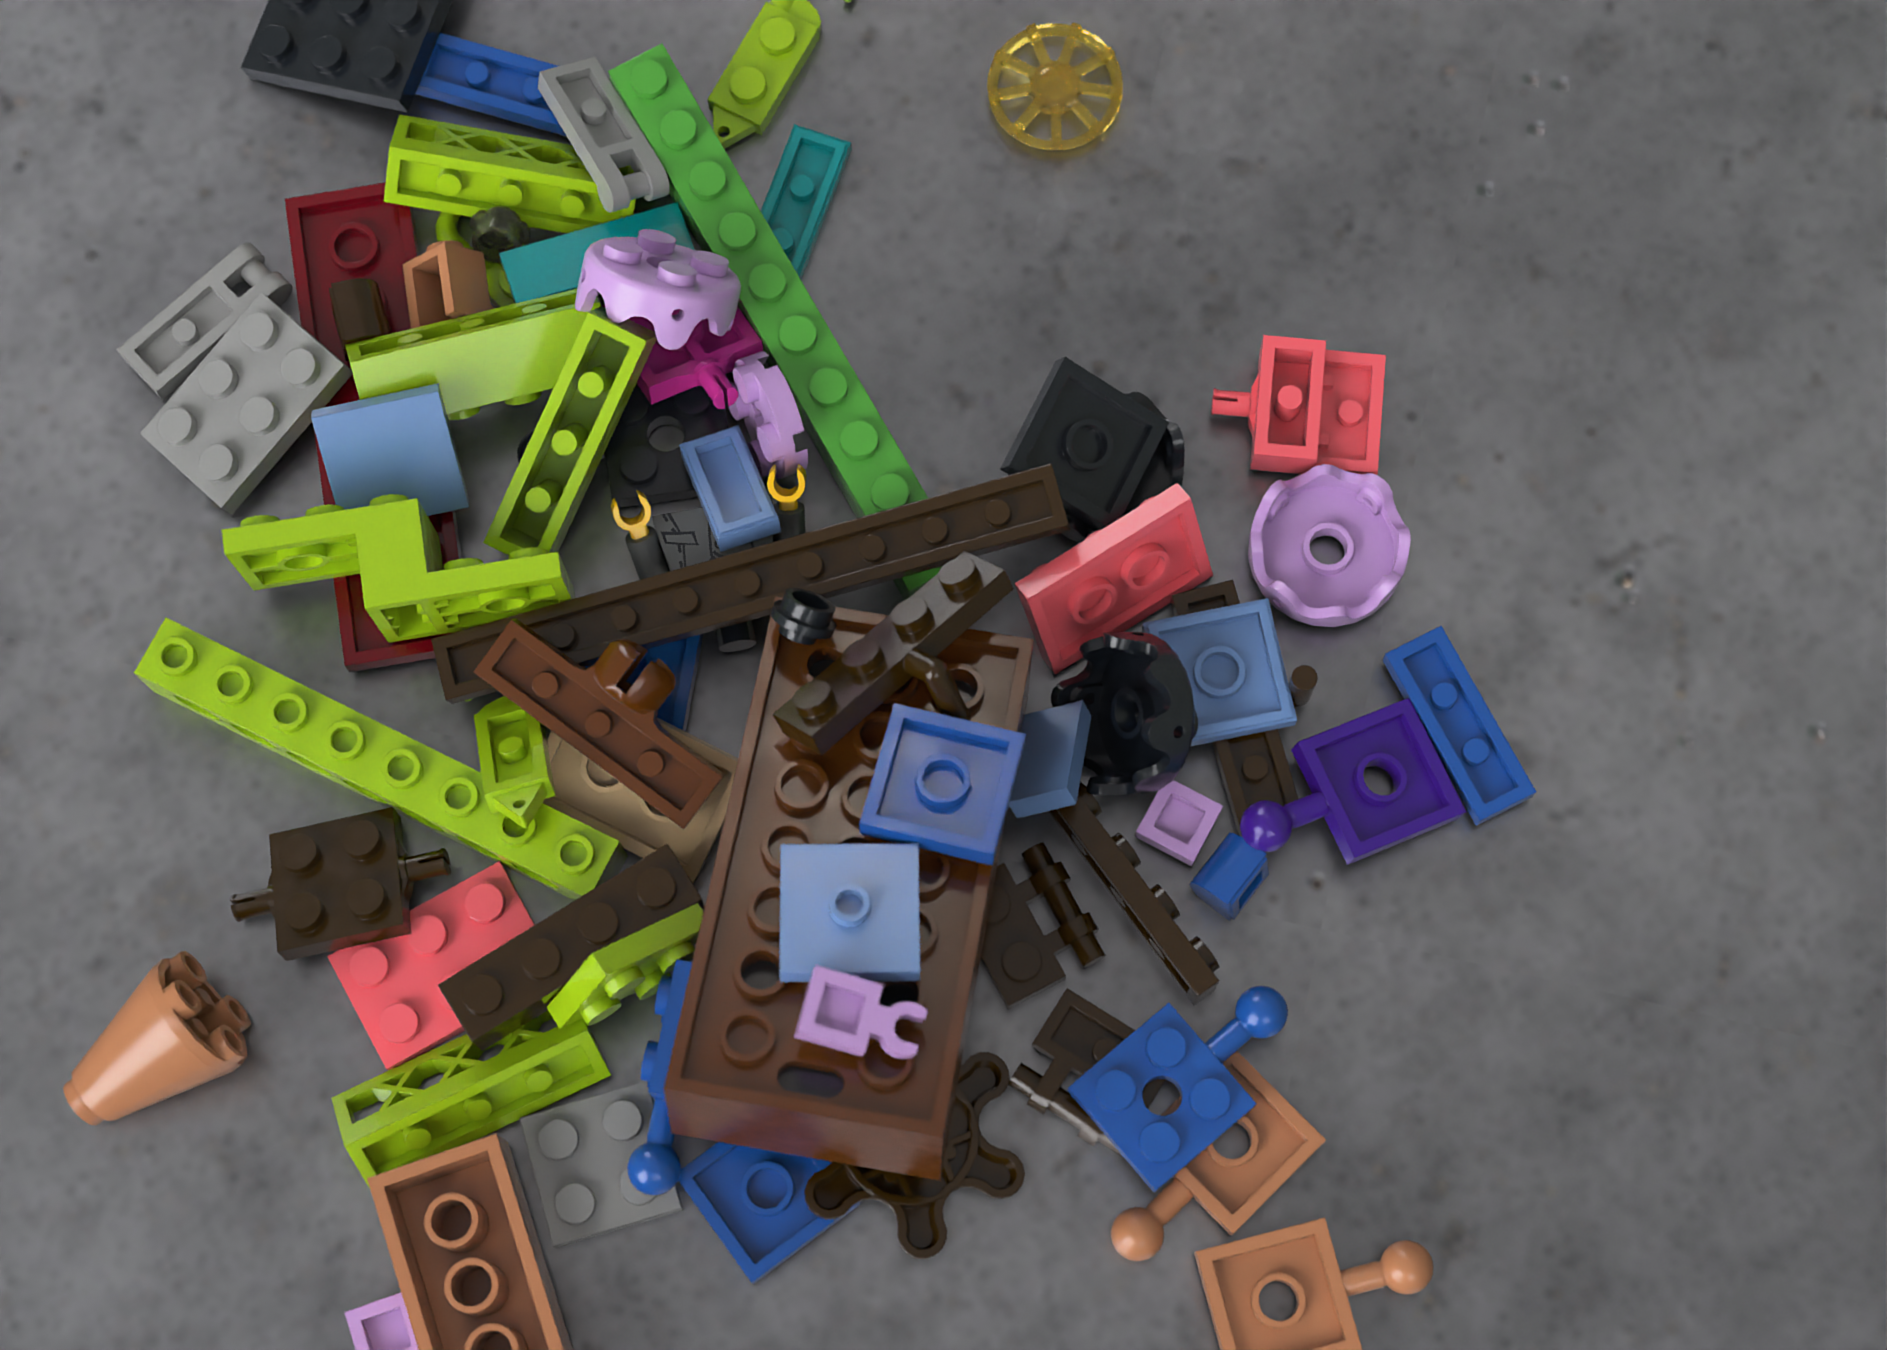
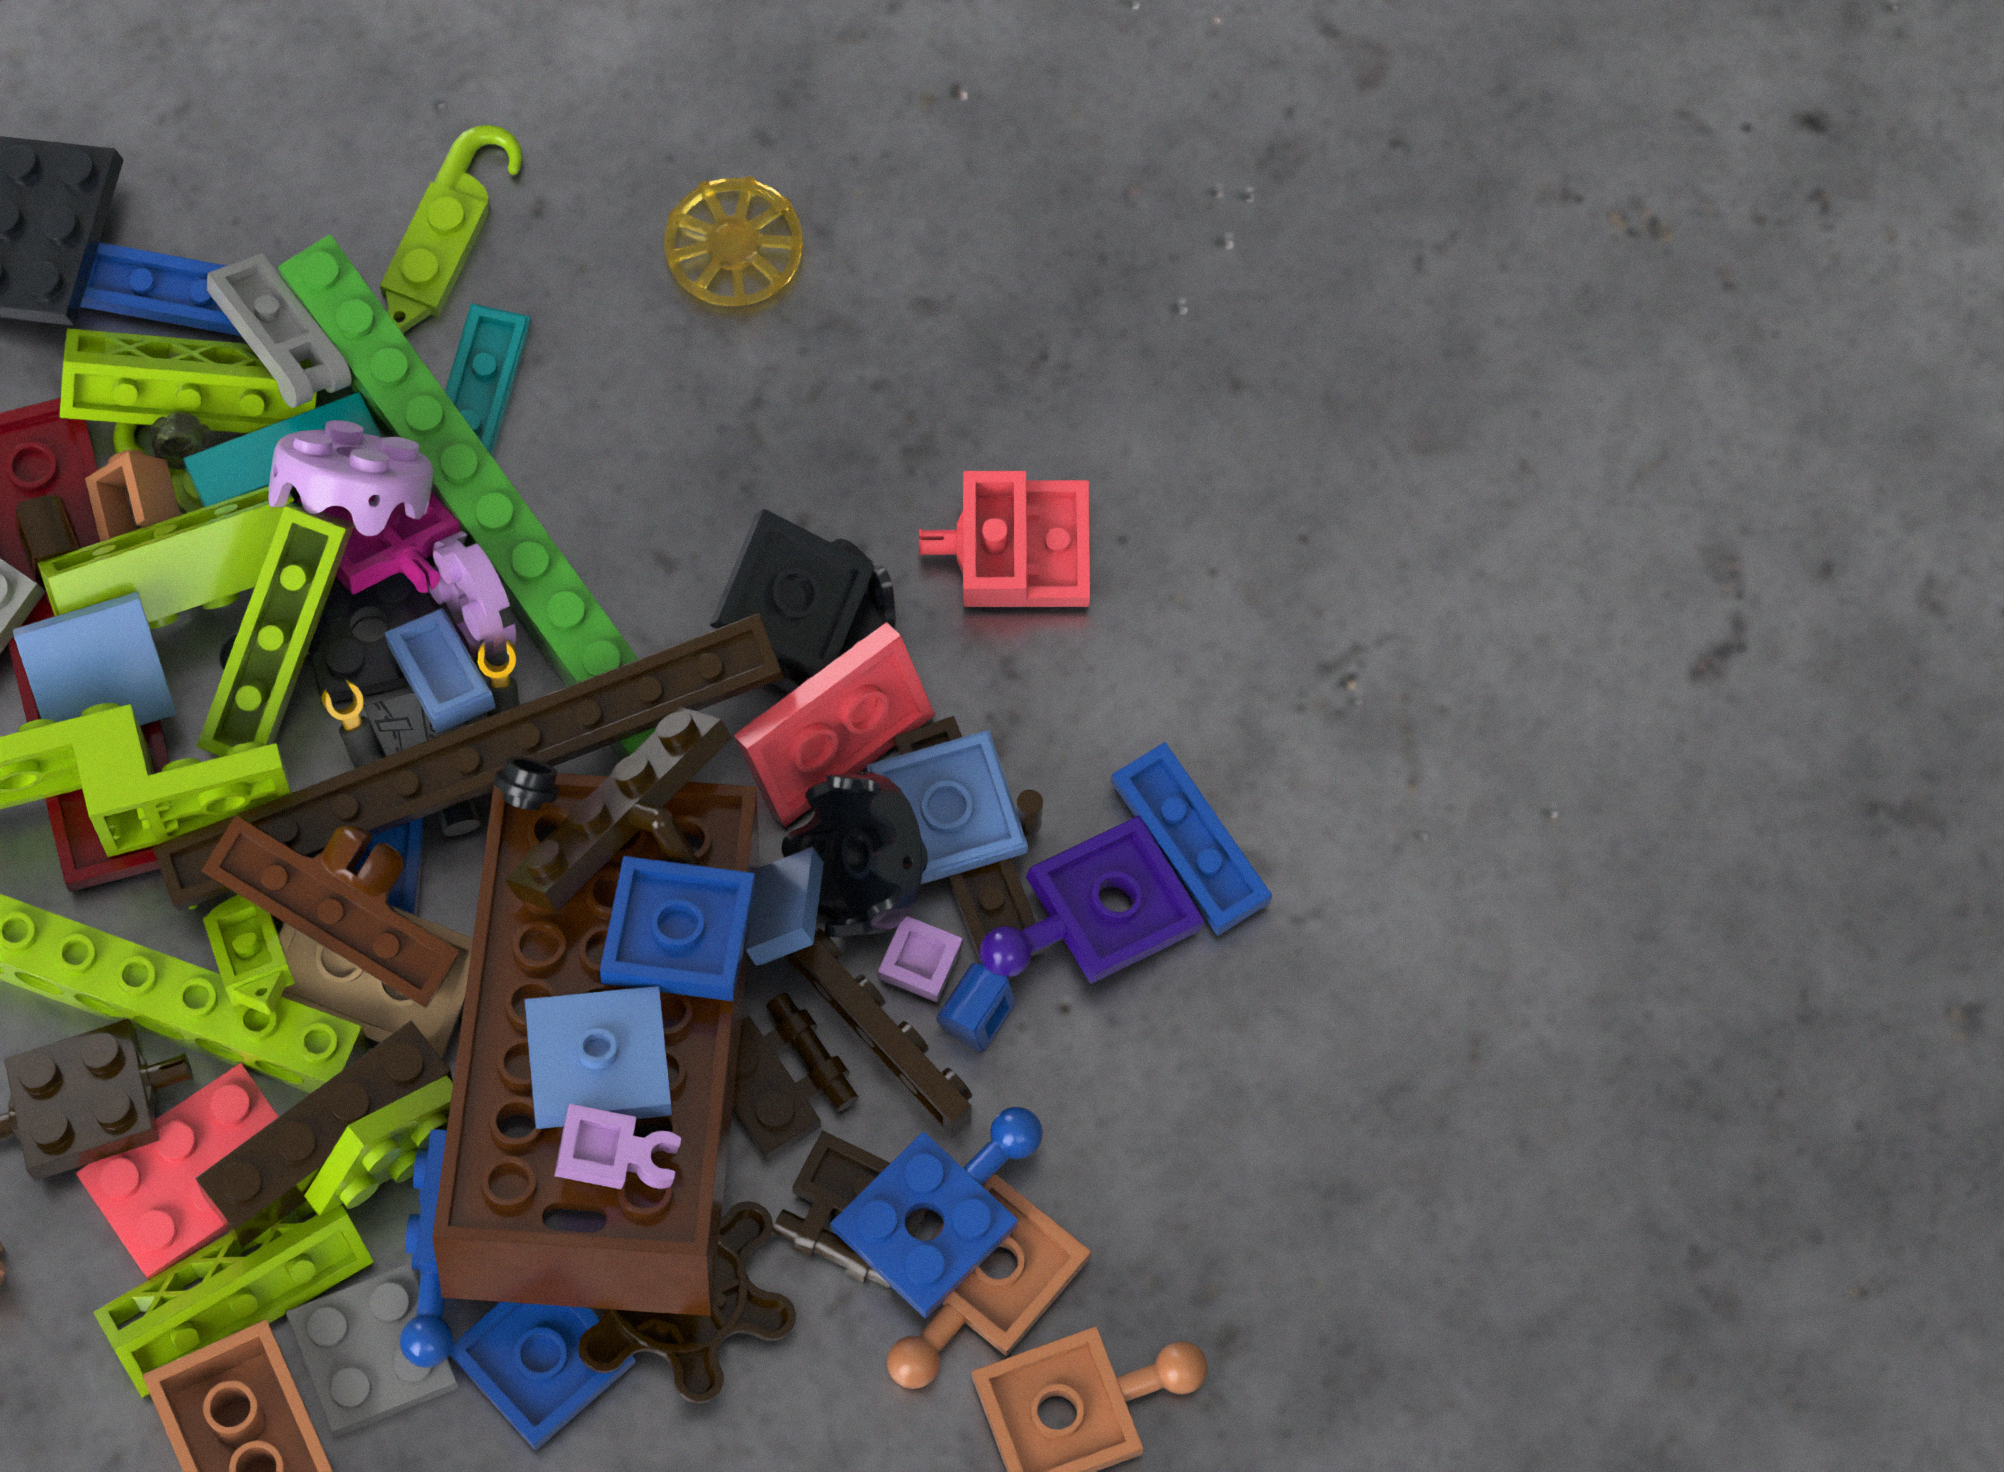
camera: 10 degrees left, 5 degrees down
(1338, 505) = (1056, 634): lavender plate -> none

